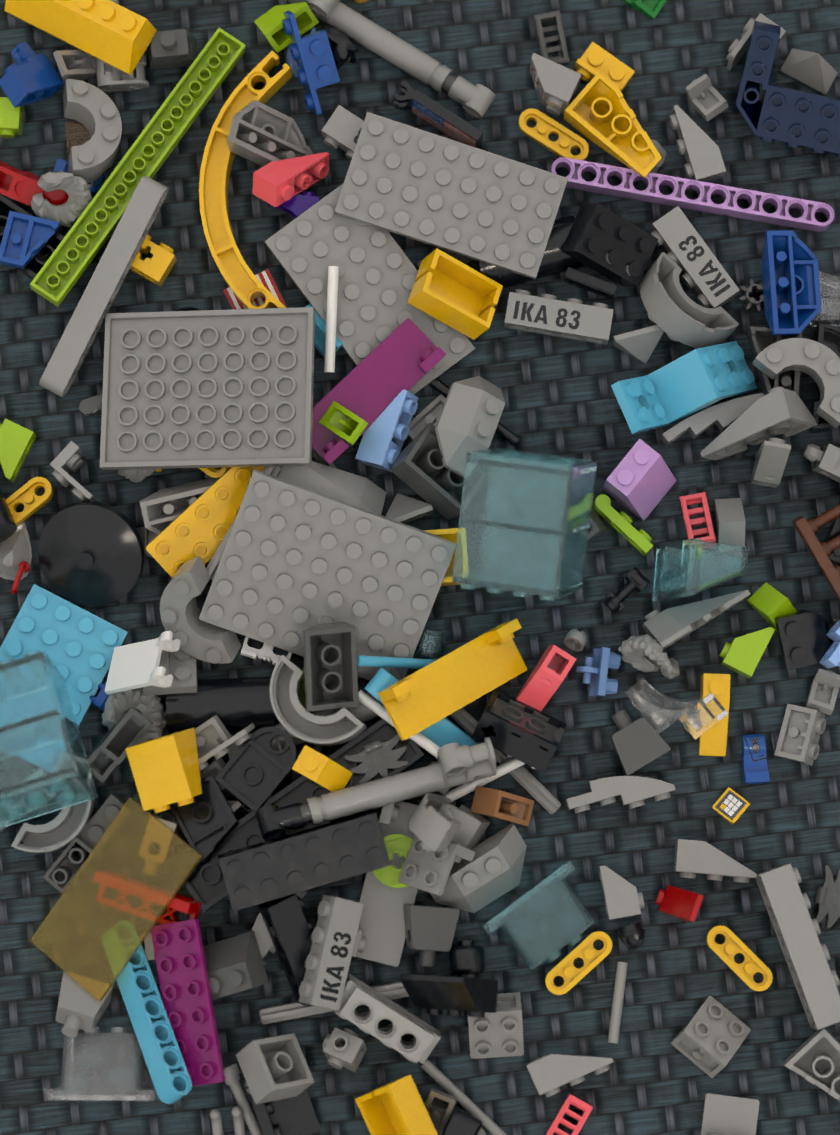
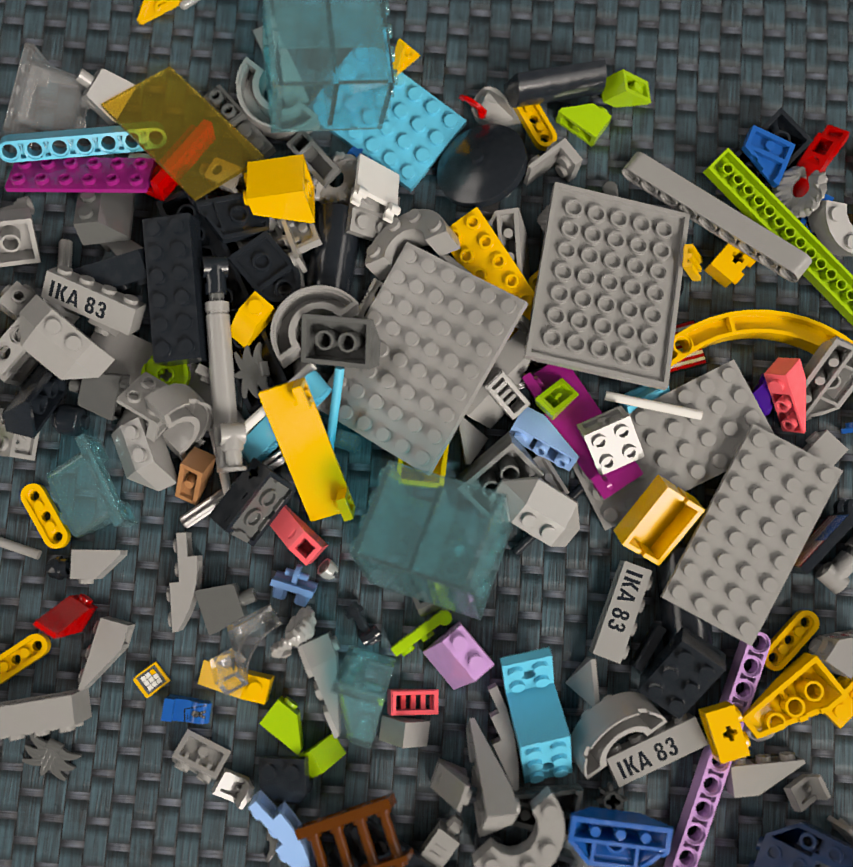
camera: 100 degrees right, 0 degrees up
(160, 298) = (692, 266): none -> yellow tile
(358, 464) = (518, 406): none -> light grey slope
(378, 358) = (611, 440): none -> bracket
(388, 973) = (59, 343): none -> light grey wedge
(653, 204) = (715, 720): none -> yellow brick

